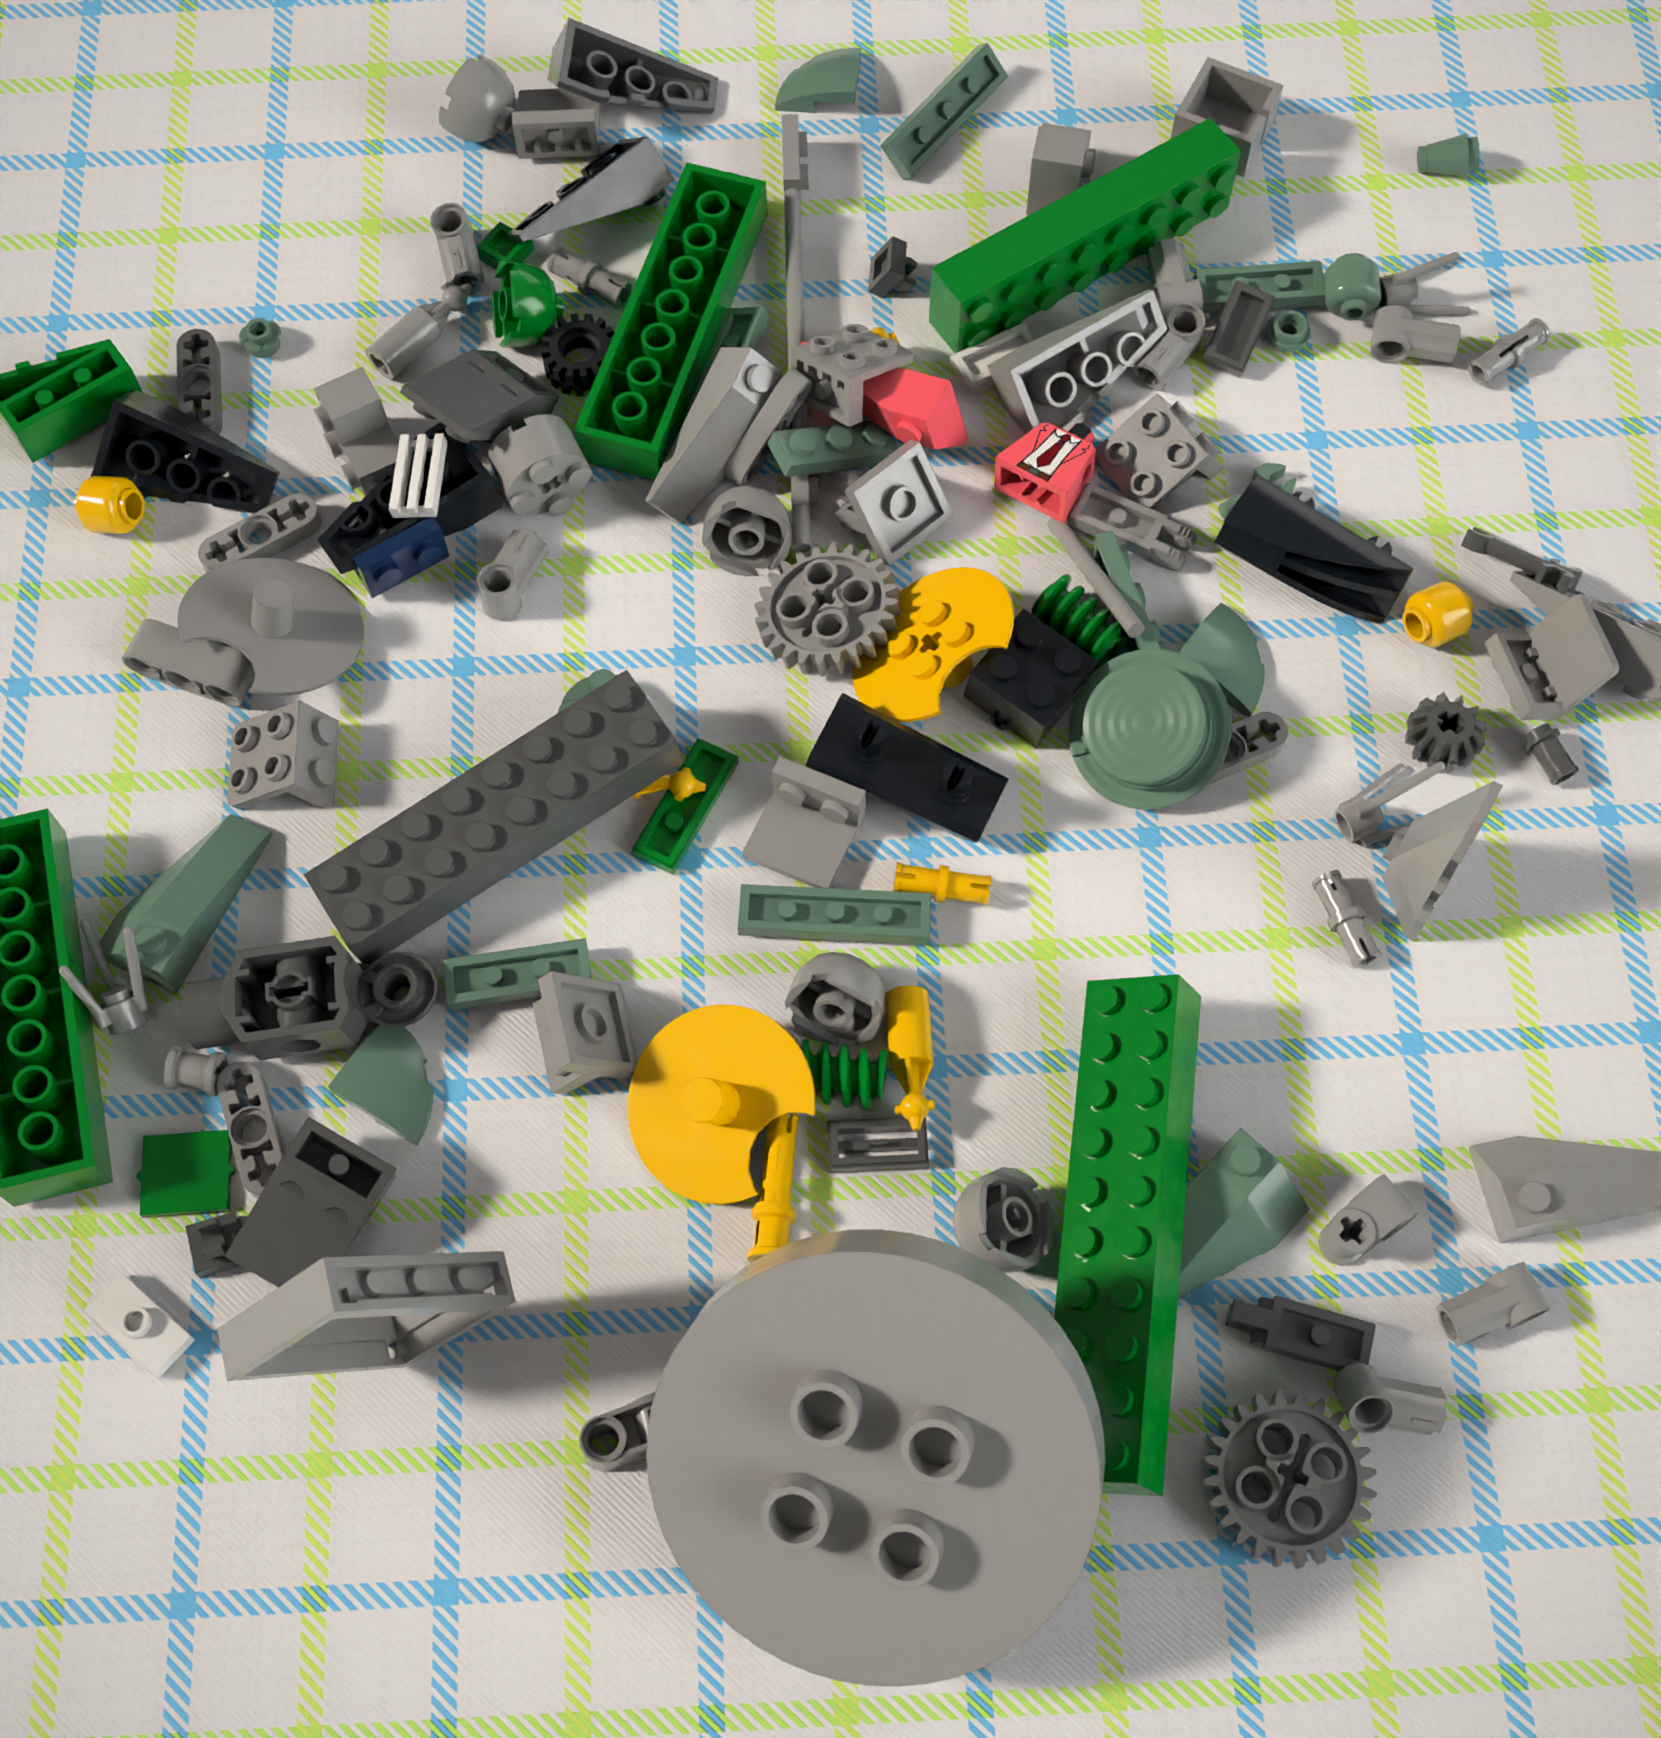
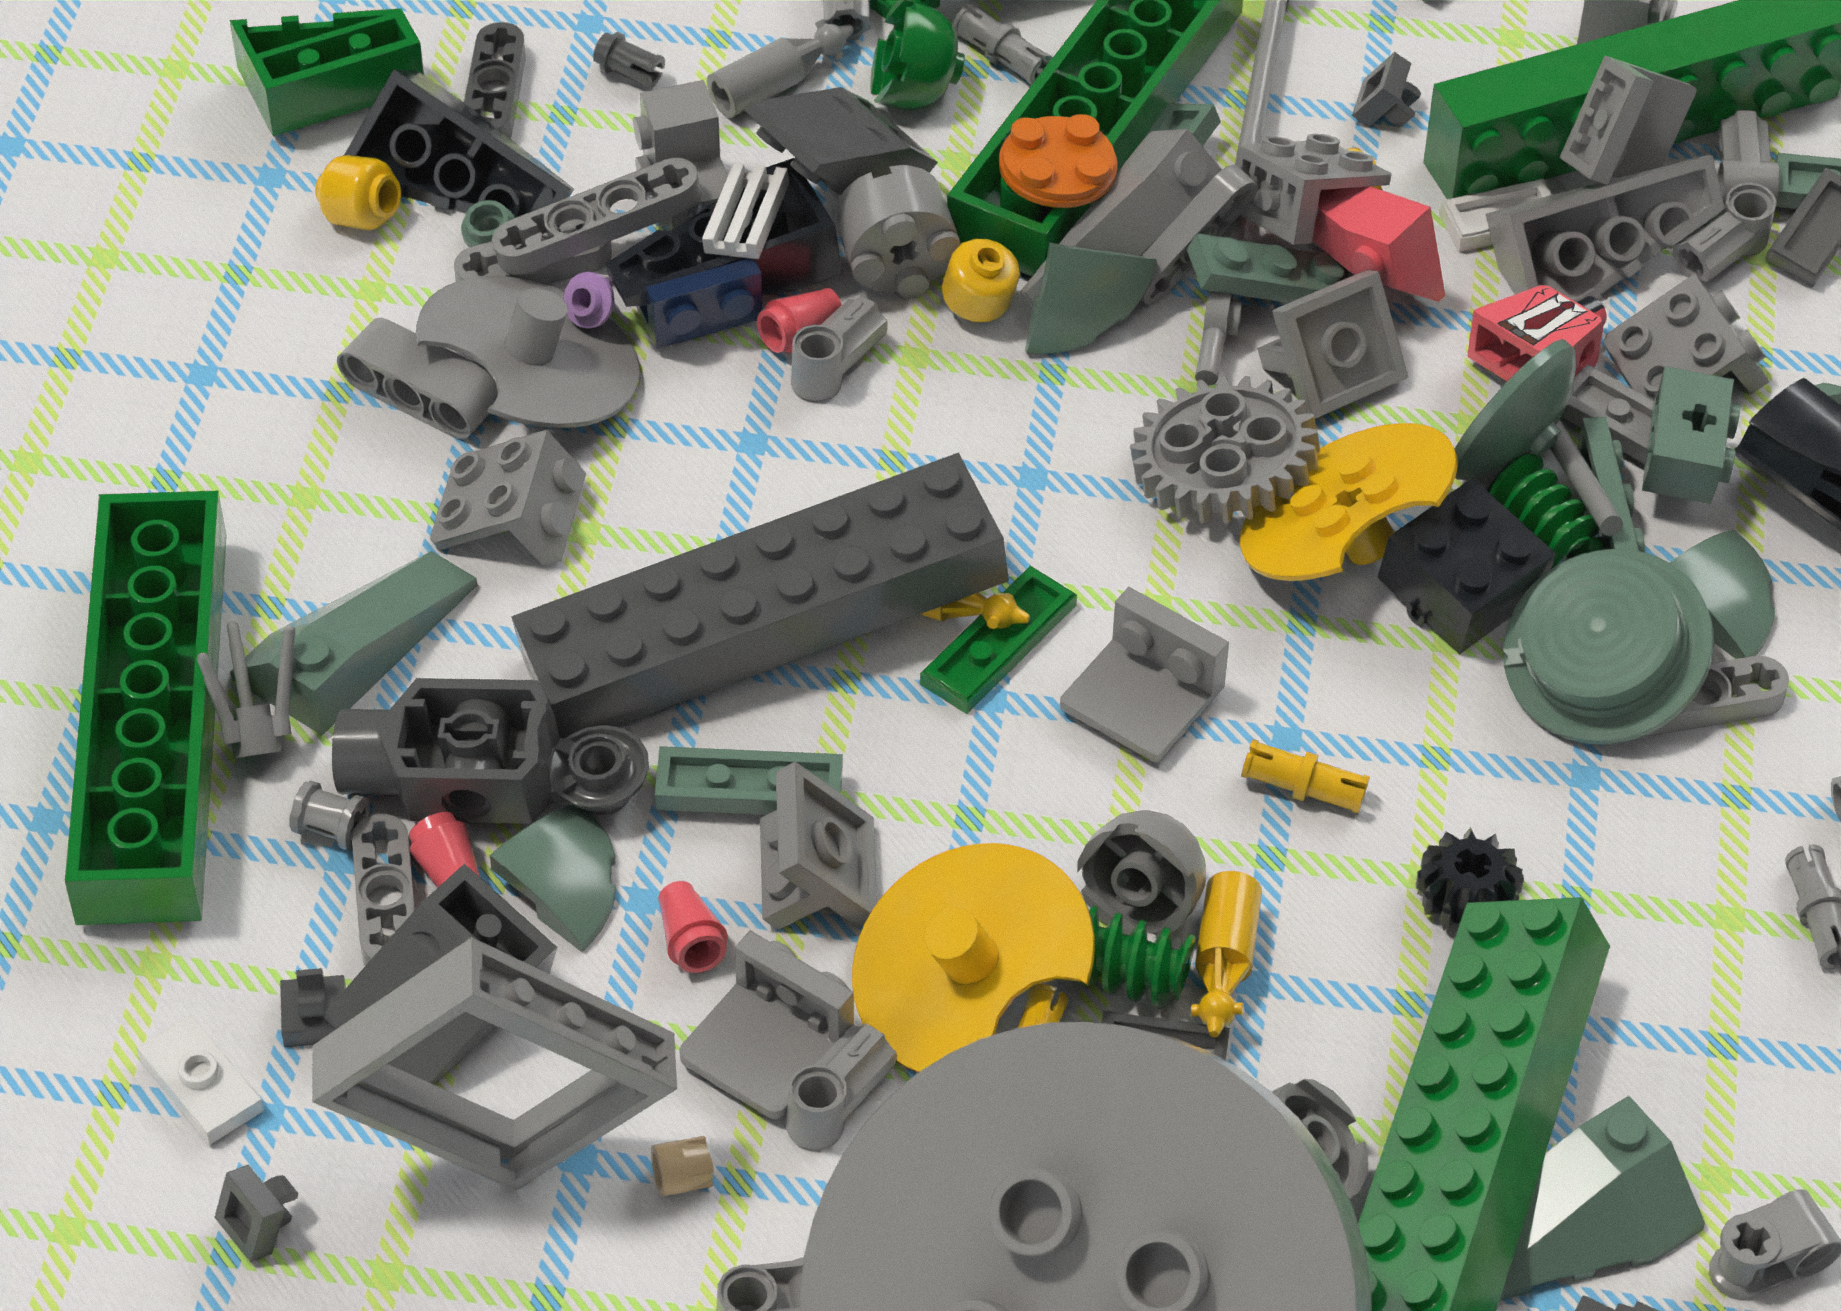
camera: 10 degrees right, 15 degrees down
(186, 1174) = (291, 928): green piece -> none
(205, 1439) = (254, 1210): none -> dark grey tile
(214, 506) = (482, 217): none -> sand green plate
(262, 345) = (577, 46): sand green plate -> none
(295, 1089) = (441, 846): none -> coral cone
(301, 344) = (618, 55): none -> dark grey pin
(306, 503) = (594, 209): none -> light grey beam
(310, 570) = (589, 299): none -> lavender plate
(475, 552) = (789, 314): none -> coral cone
(497, 1113) = (691, 929): none -> coral cone
(530, 1325) = (682, 1166): none -> tan hose
(570, 337) = (961, 105): black tyre -> none
(575, 1194) = (768, 1025): none -> light grey bracket
(612, 495) = (980, 280): none -> yellow head
(638, 1228) = (836, 1085): none -> light grey piece
(654, 387) = (1058, 160): none -> orange piece
(689, 492) = (1084, 296): none -> sand green brick
(747, 530) = (1140, 345): light grey cylinder -> none
(834, 914) = (1162, 783): sand green plate -> none
(906, 769) = (1287, 635): black piece -> none
(1055, 548) = (1520, 414): none -> sand green dish
(1082, 274) = (1626, 121): none -> light grey bracket
(1082, 938) = (1466, 873): none -> black gear
(1179, 536) = (1690, 435): none -> sand green brick

